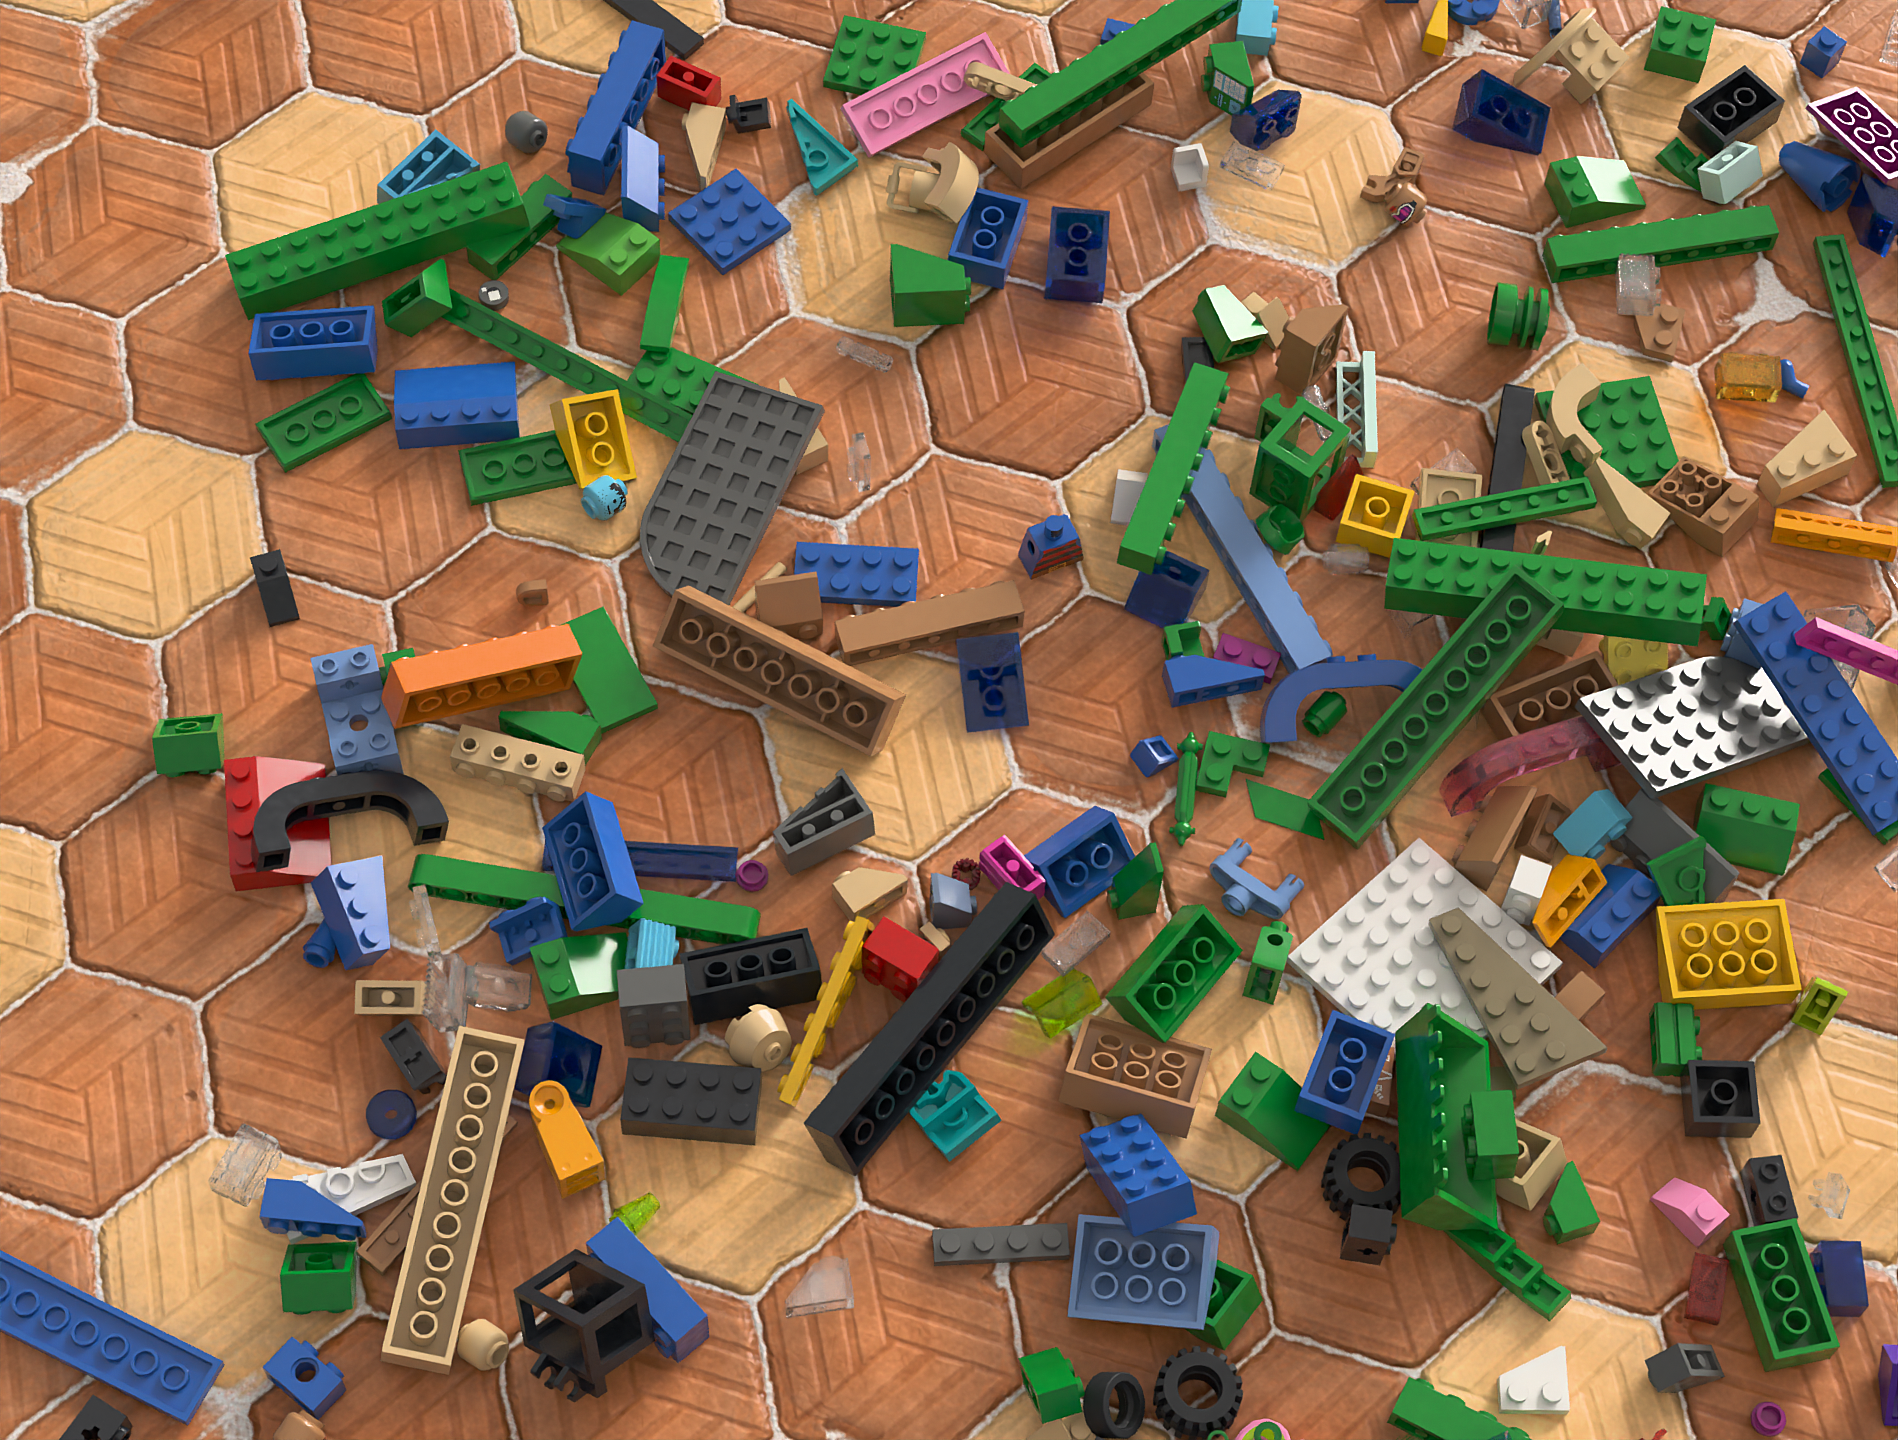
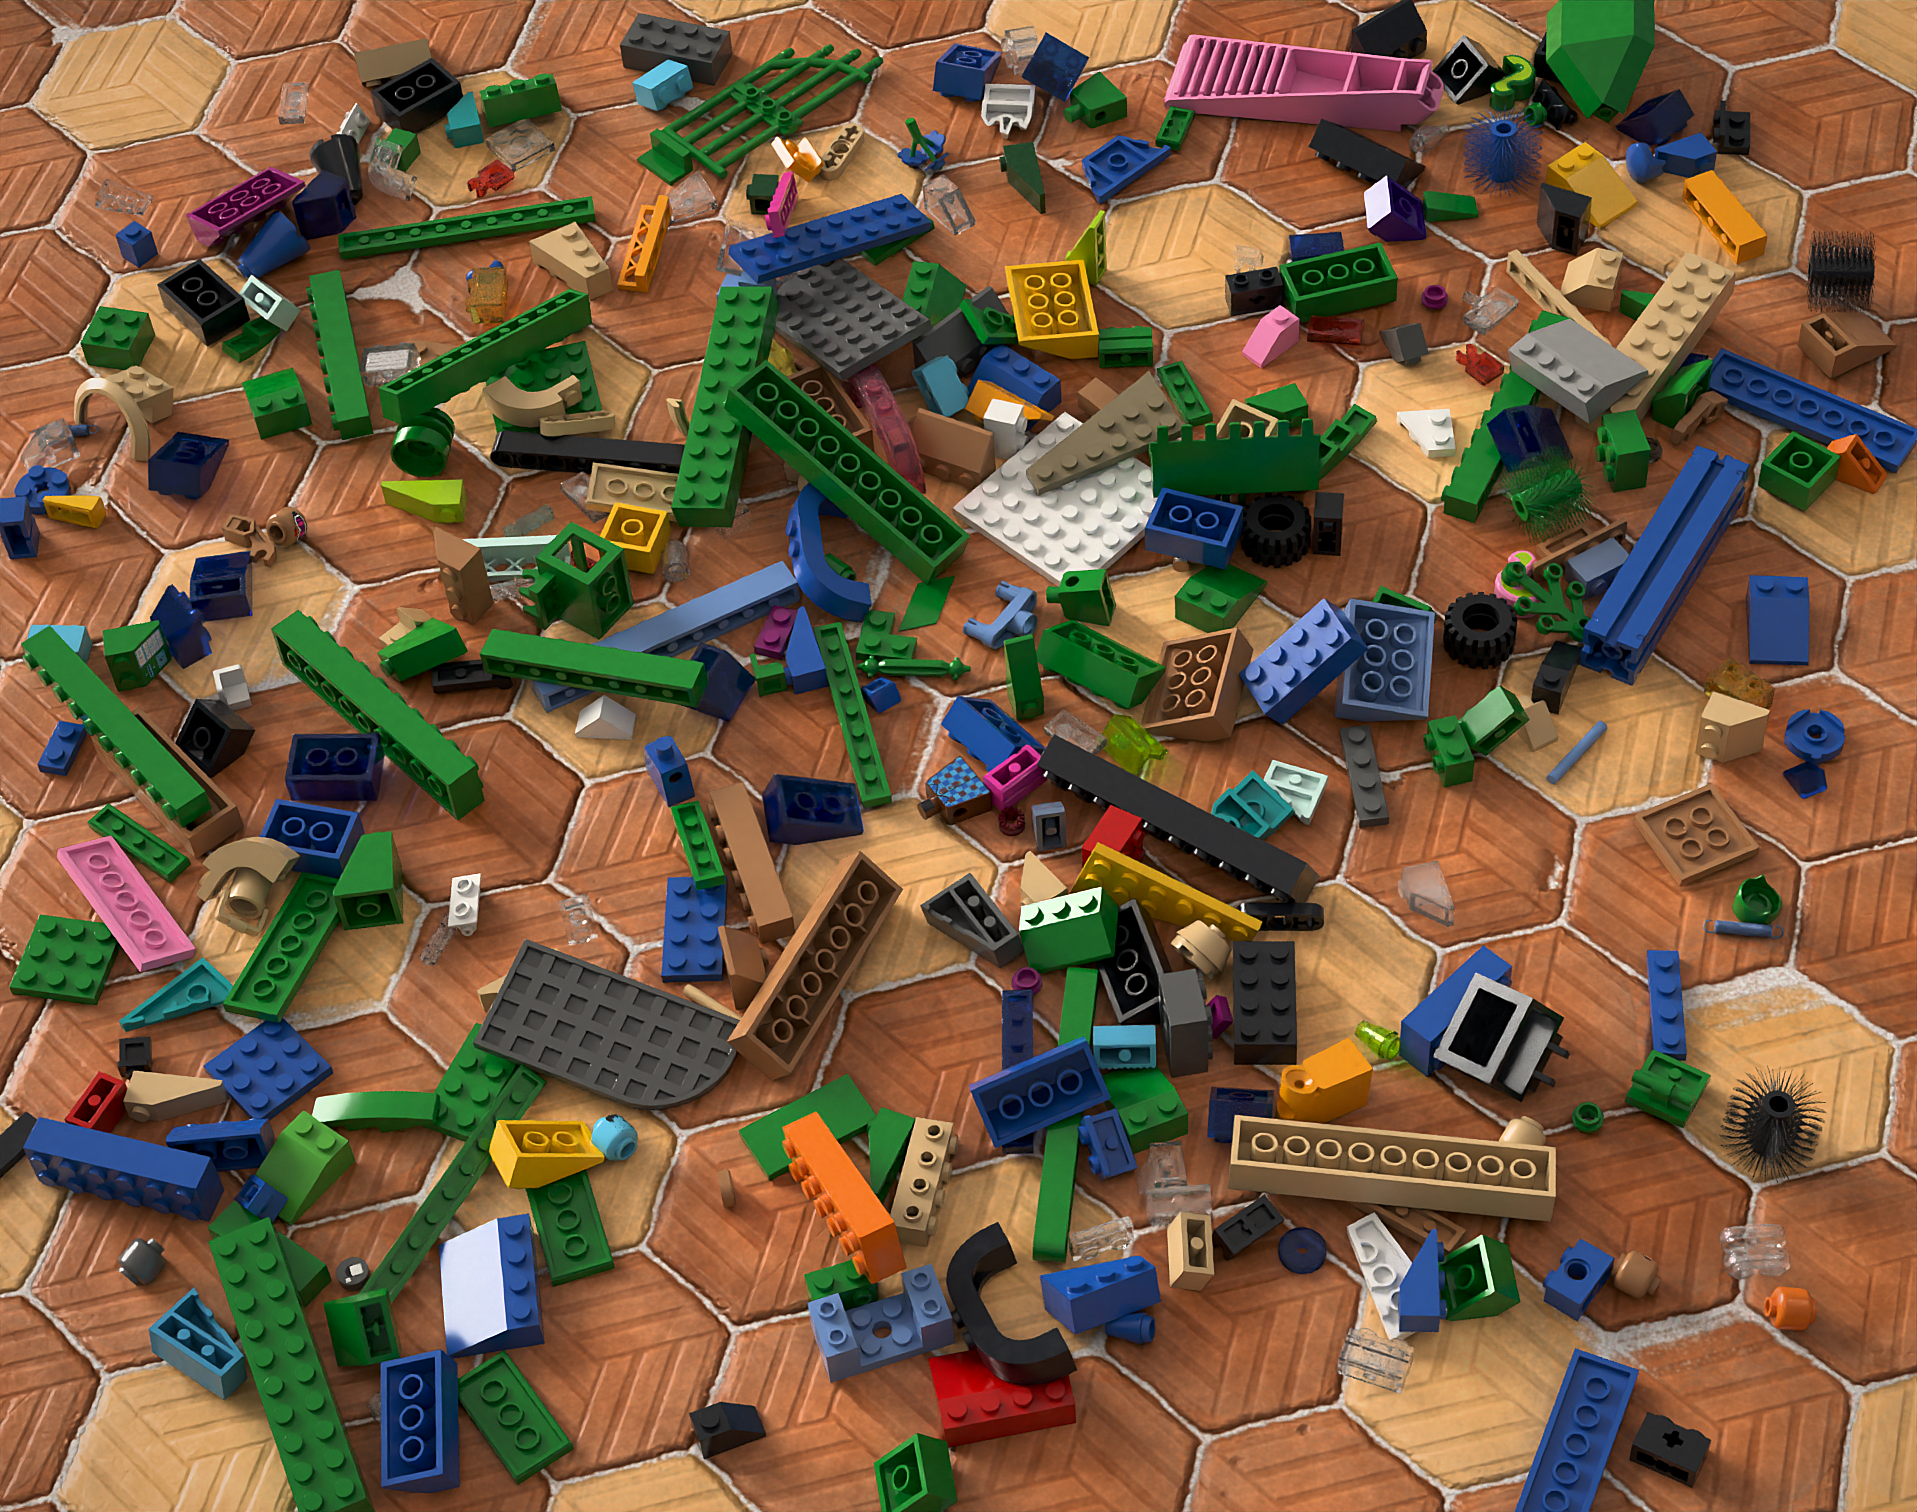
camera: 85 degrees left, 10 degrees down
(507, 1411) = (1587, 1110): none -> green plate
(681, 1052) = (1221, 1015): none -> magenta plate
(795, 909) = (1069, 930): none -> green slope
(805, 1142) = (1297, 916): none -> black beam
(852, 222) = (286, 950): none -> green plate
(912, 371) = (465, 903): none -> white hinge
(935, 937) = (1081, 833): tan plate -> none
(949, 571) = (698, 845): none -> green plate
(983, 1166) = (1298, 787): none -> light aqua wing
(994, 81) = (125, 833): tan beam -> none
(1003, 813) = (955, 794): none -> torso
(1017, 1335) = (1449, 751): none -> green brick
(1122, 724) = (852, 716): none -> green plate
(1130, 1405) = (1491, 676): black tyre -> none
(1131, 156) = (214, 736): none -> black slope
(1138, 287) = (373, 708): none -> green brick
(1252, 165) = (228, 646): clear plate -> none
(1280, 528) = (647, 604): green hair -> none
(1329, 151) = (222, 586): none -> clear blue slope
(1412, 424) = (529, 522): none -> clear light blue axle
(1442, 335) = (432, 499): none -> lime slope
(1490, 1135) = (1246, 411): green brick -> none
(1504, 508) = (632, 443): green plate -> none
(1601, 1104) = (1184, 394): none -> green tile
(1624, 360) = (484, 356): none -> green brick
(1627, 507) = (622, 371): tan slope -> none
(1706, 505) = (619, 322): medium nougat slope -> none
(1719, 1098) = (1177, 315): black brick -> none

